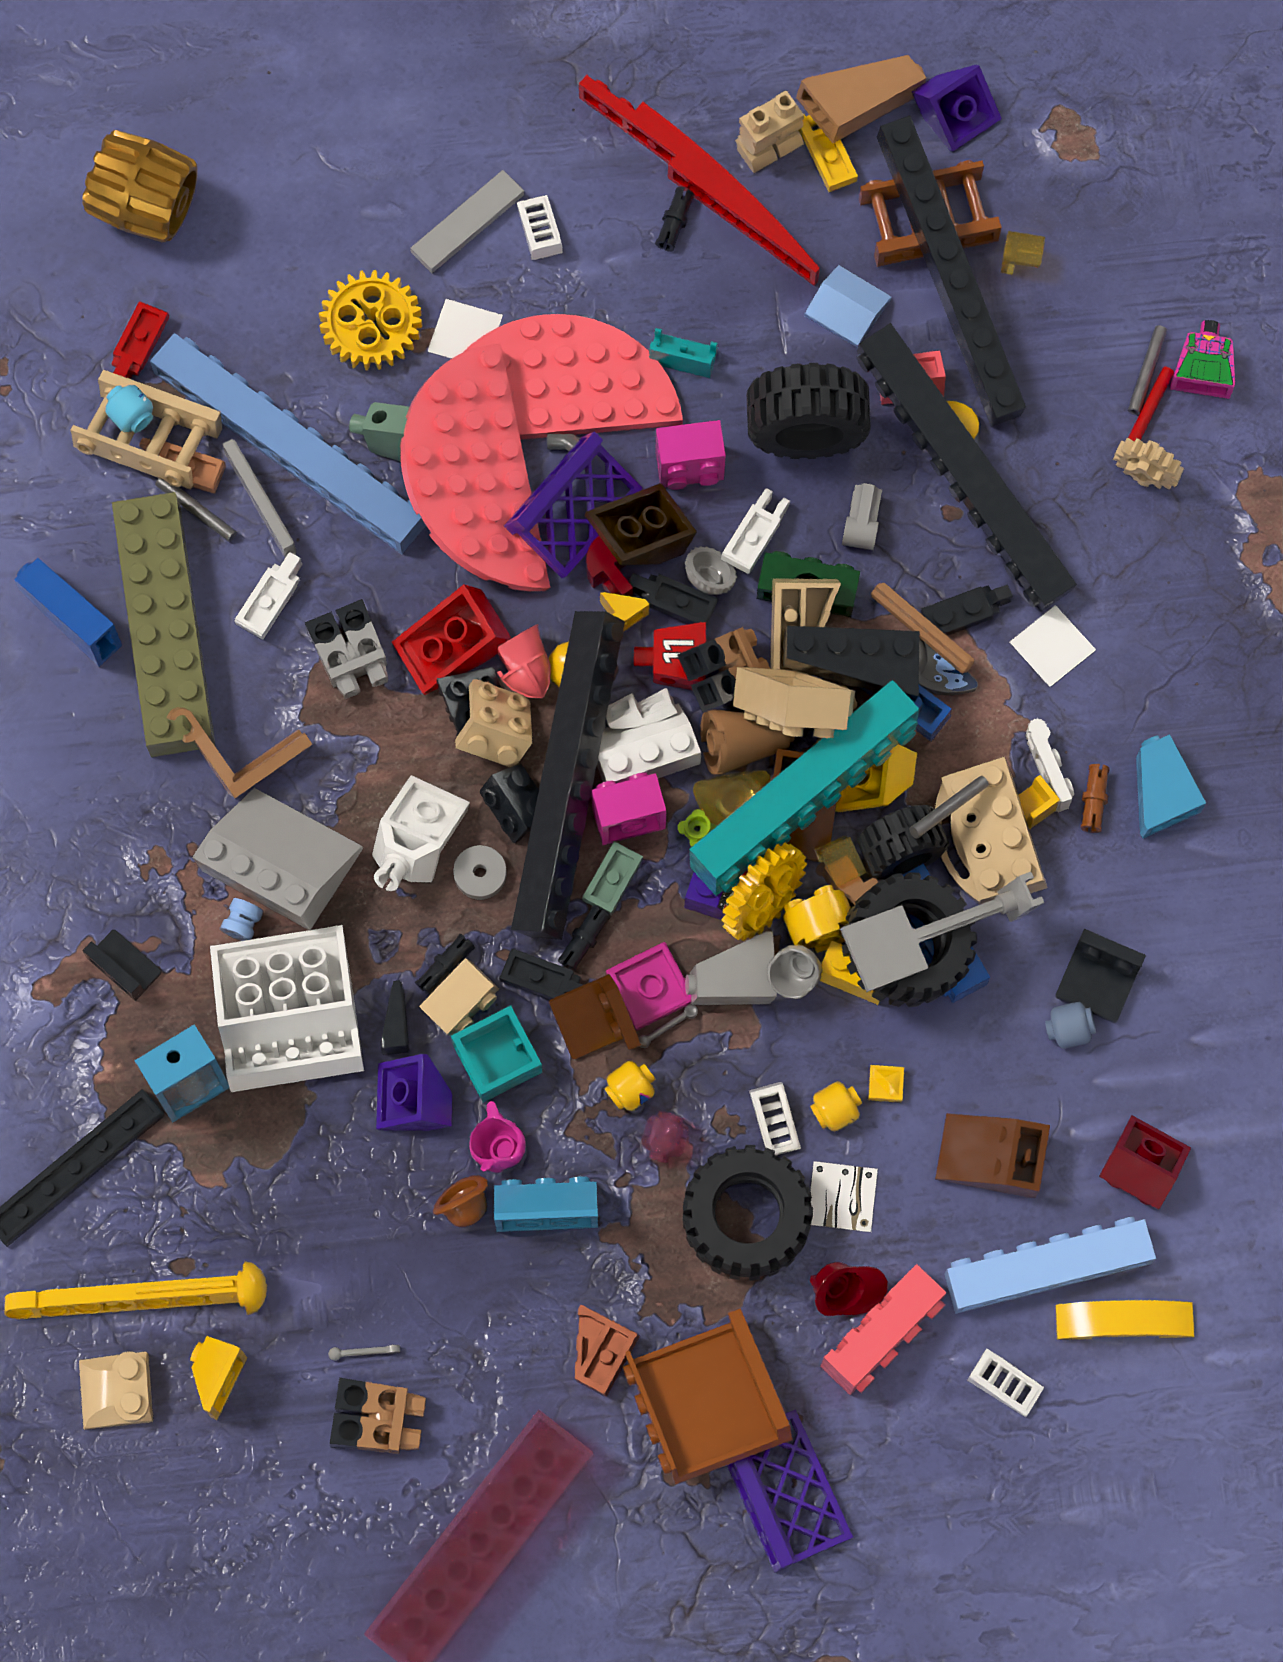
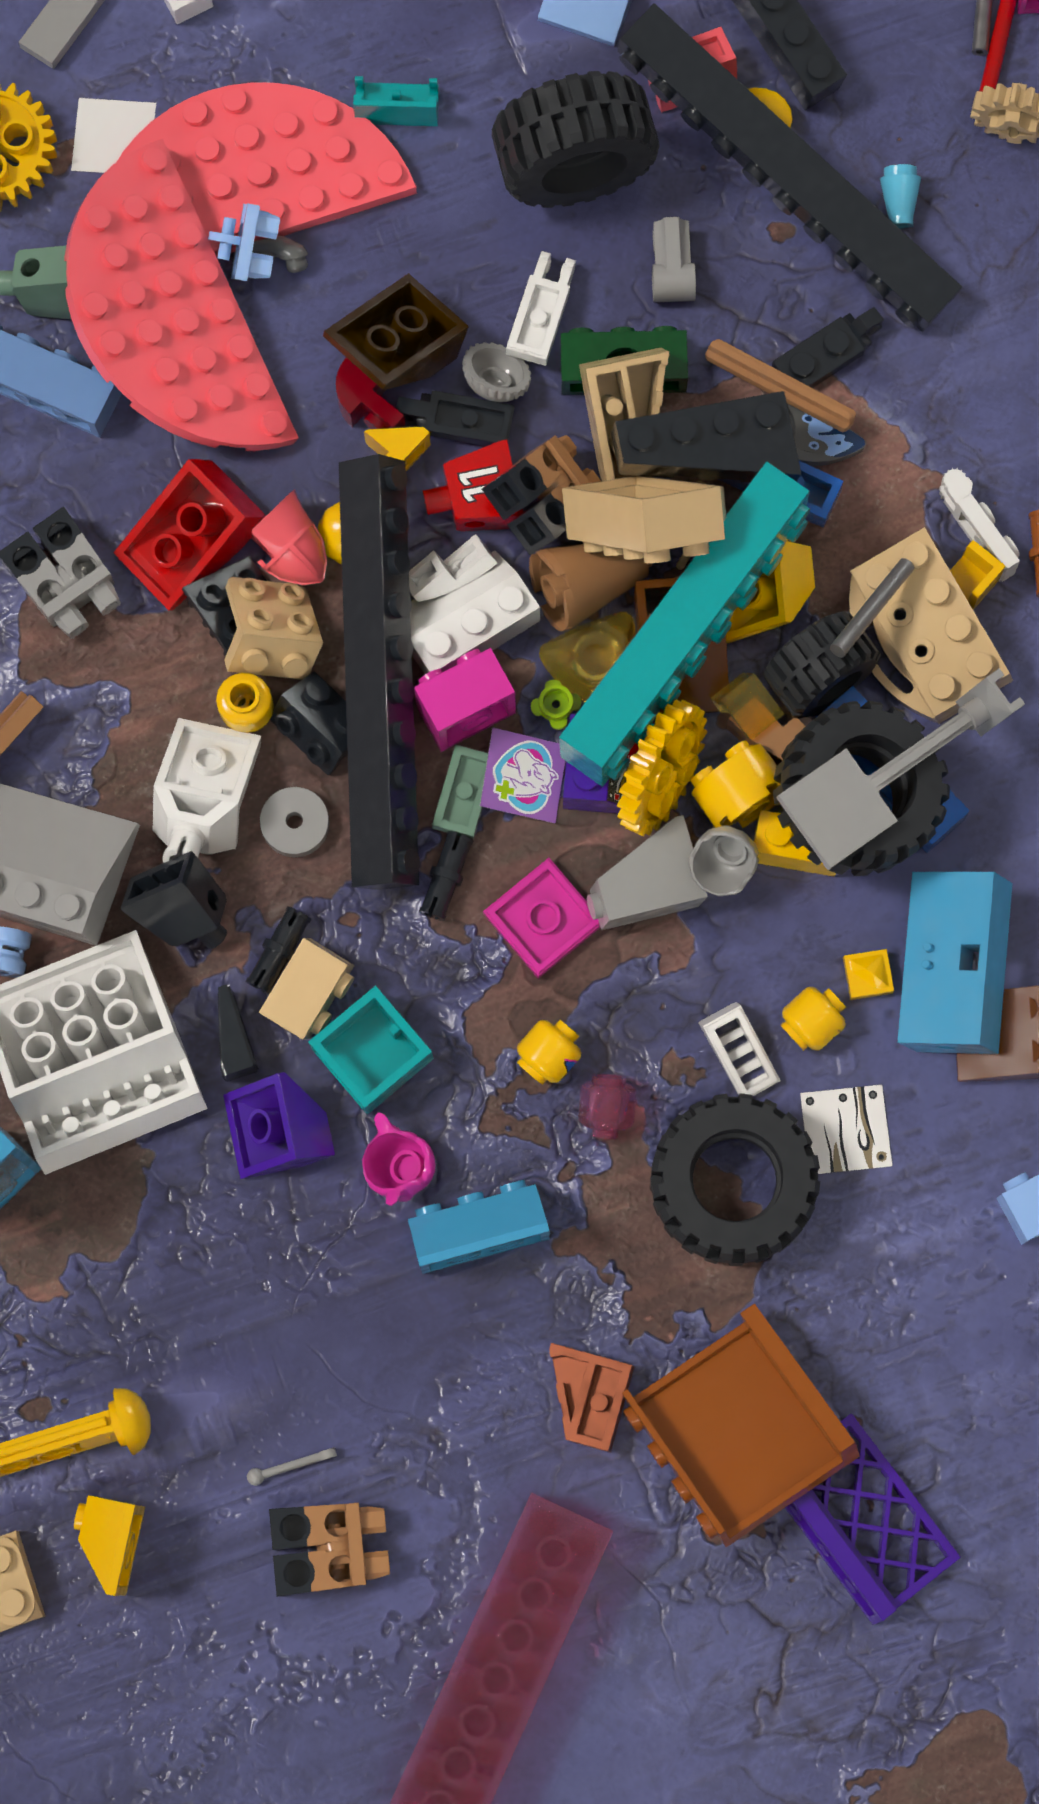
camera: 10 degrees left, 5 degrees up
(378, 911) = (178, 902): none -> black torso
(463, 1201) = (372, 1246): dark orange hat -> none
(471, 770) = (245, 689): none -> yellow head
(538, 975) = (408, 939): black hinge -> none
(541, 447) = (252, 224): none -> light blue hips
(551, 490) = (271, 313): dark purple fence -> none
(593, 1017) = (483, 975): reddish brown bracket -> none
(659, 876) = (523, 776): none -> sticker
(689, 1012) = (601, 939): flat silver hinge -> none
(690, 454) = (437, 228): dark pink piece -> none
(848, 1289) = (881, 1247): dark red piece -> none
(884, 1330) = (939, 1288): coral wedge -> none
(952, 1088) = (955, 962): none -> dark azure brick
(1048, 503) = (900, 193): none -> medium azure cone
(1052, 646) = (947, 372): white sticker -> none

